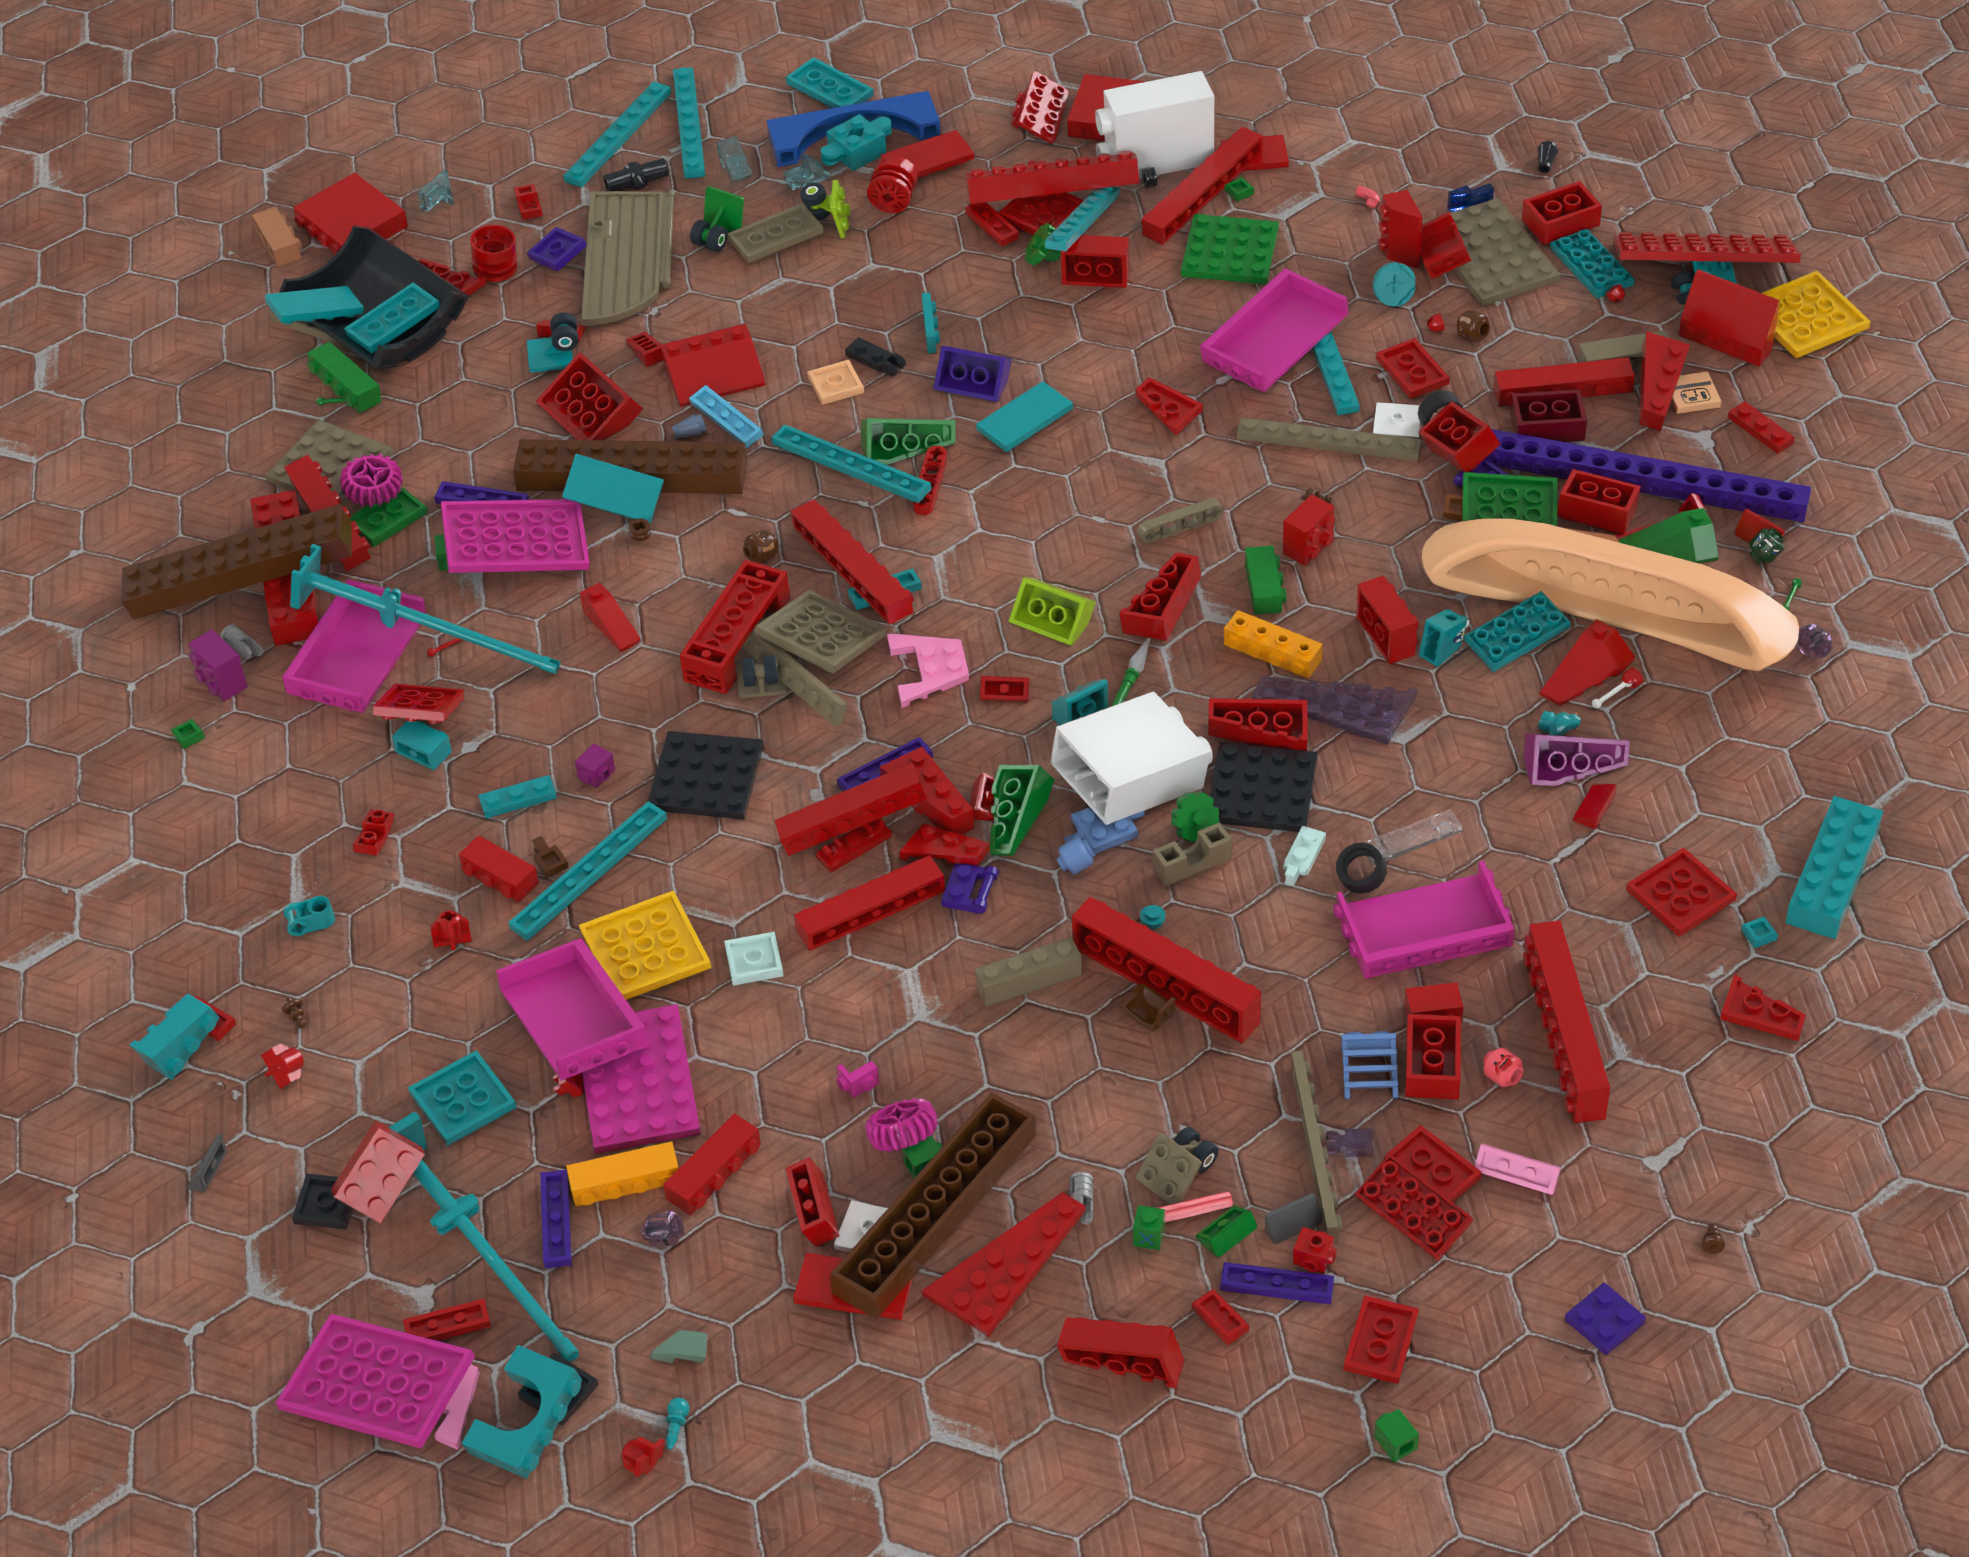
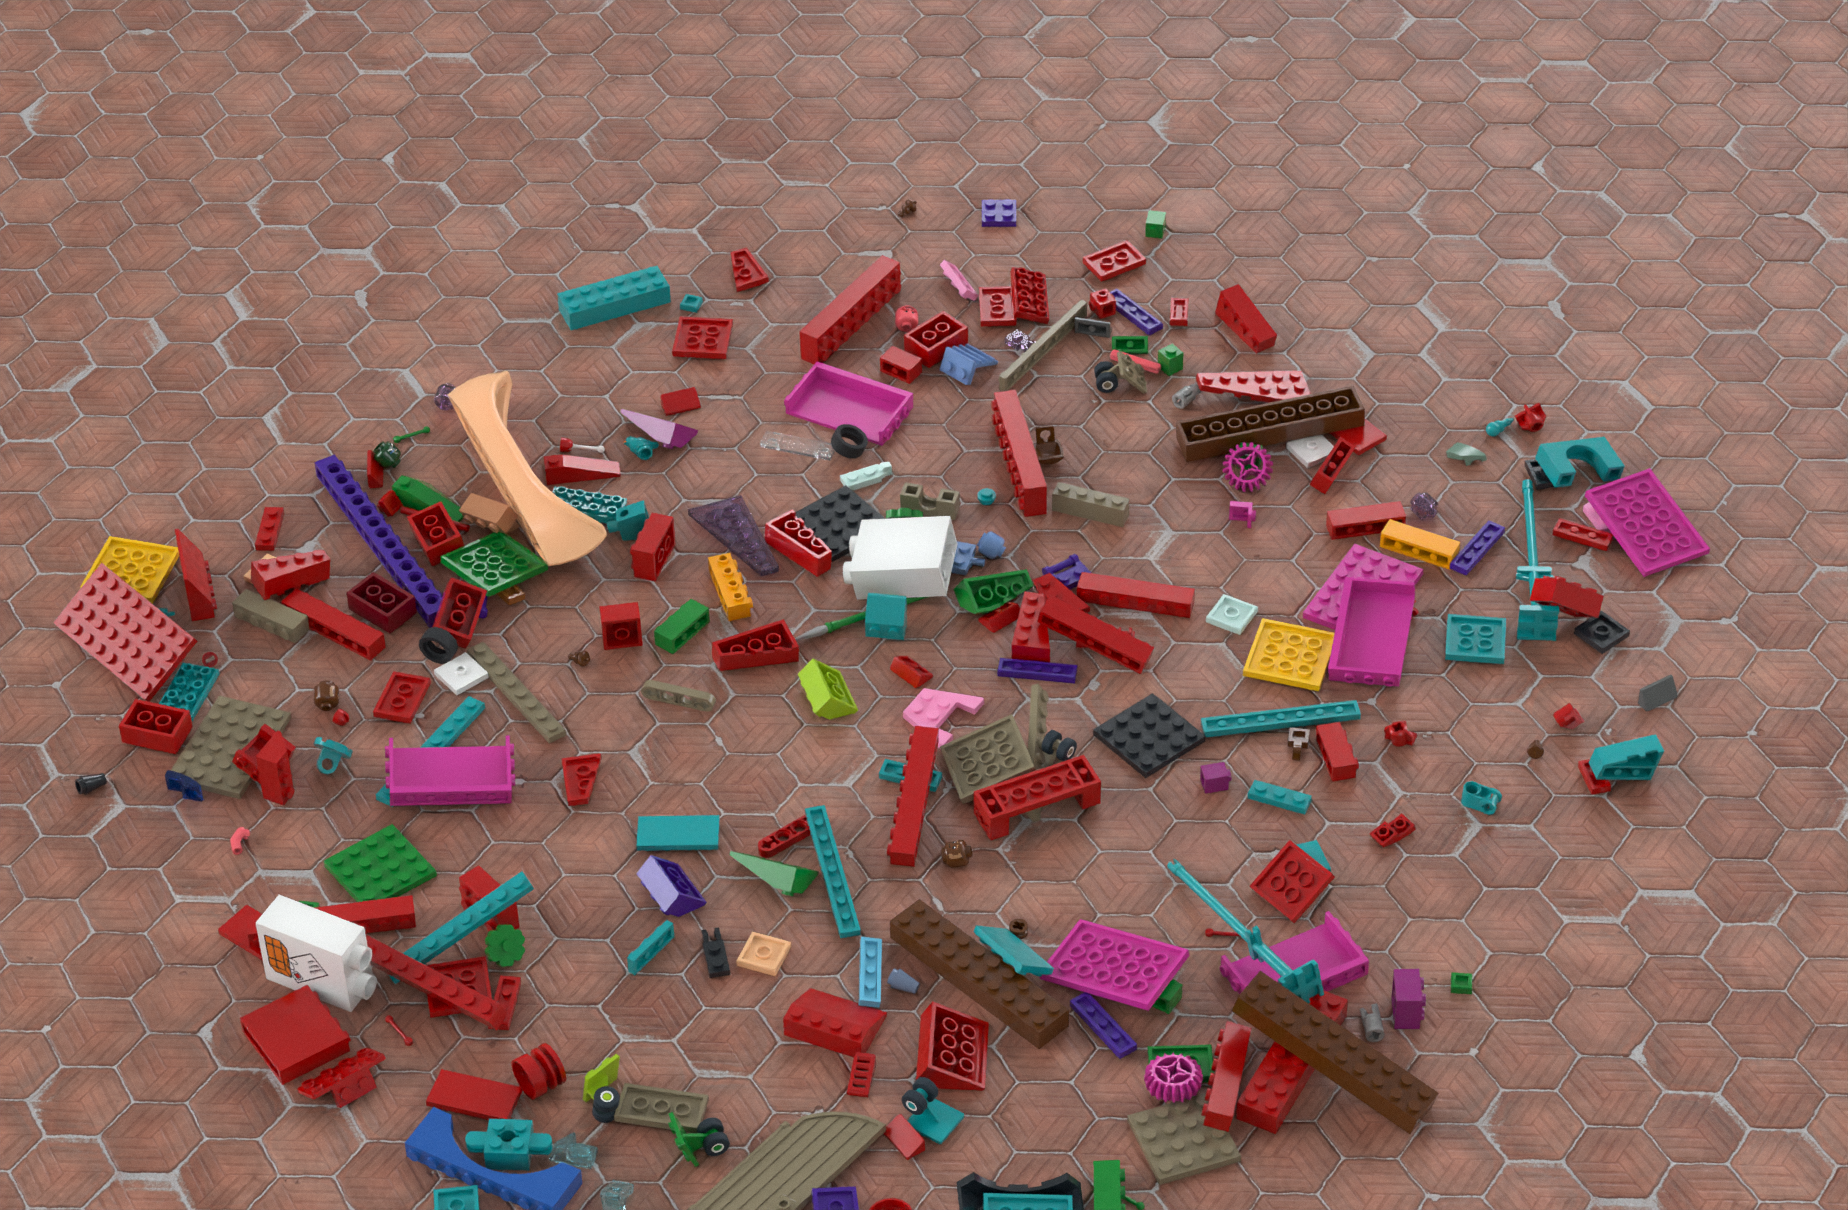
camera: 140 degrees left, 5 degrees down
(608, 616) = (1105, 875): red slope -> none

